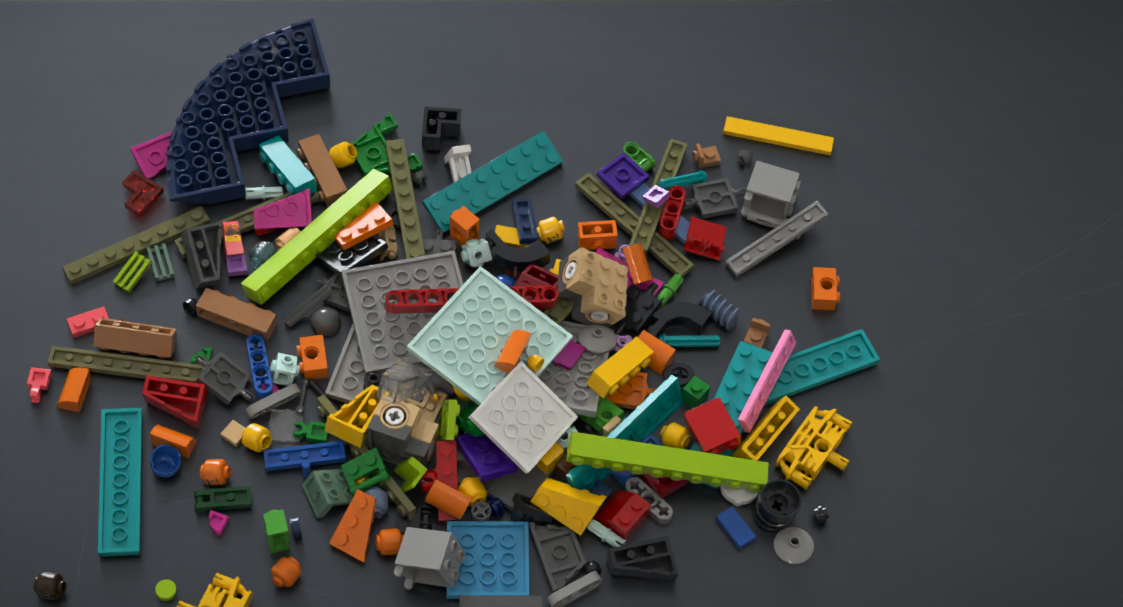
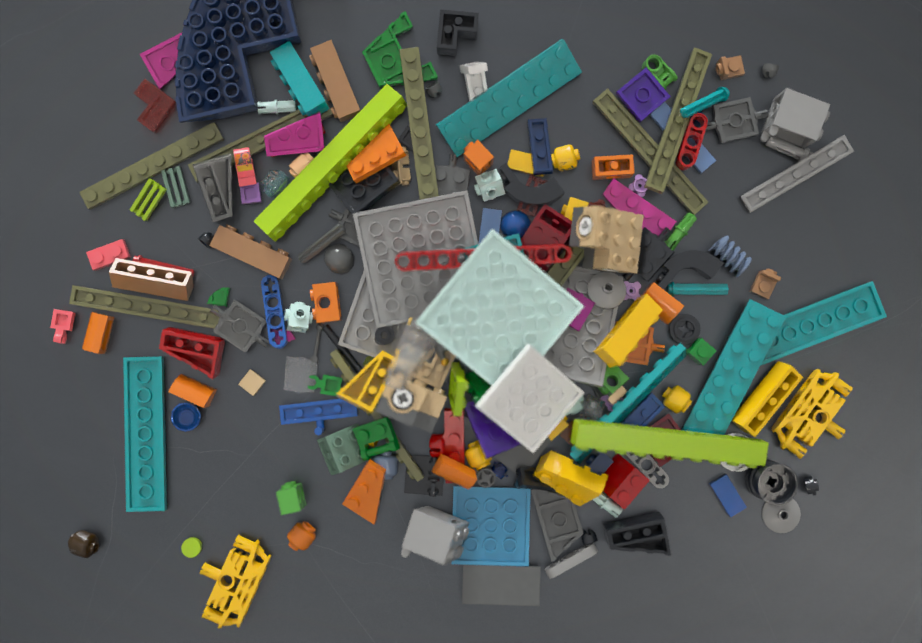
camera: 10 degrees right, 30 degrees up
(215, 472) = (233, 428): orange head -> none
(218, 522) = (238, 477): dark pink tile -> none
(223, 498) = (243, 455): dark green plate -> none
(256, 437) = (272, 392): yellow head -> none
(273, 401) = (288, 351): light grey beam -> none
(295, 526) = (310, 488): dark blue tile -> none
(343, 154) = (355, 64): yellow head -> none
(388, 541) = (399, 506): orange head -> none
(411, 472) = (420, 445): lime panel -> none
(513, 350) = (522, 330): orange brick -> none
(535, 362) = (544, 341): yellow hinge -> none
(637, 264) = (653, 209): orange brick -> none
(656, 196) = (677, 127): medium lavender plate -> none
(705, 238) = (722, 170): red hinge -> none
(712, 427) = (716, 401): red brick -> none
(767, 381) = (774, 344): bright pink tile -> none
(778, 136) = (807, 42): yellow tile -> none
(822, 298) = (831, 240): orange brick -> none

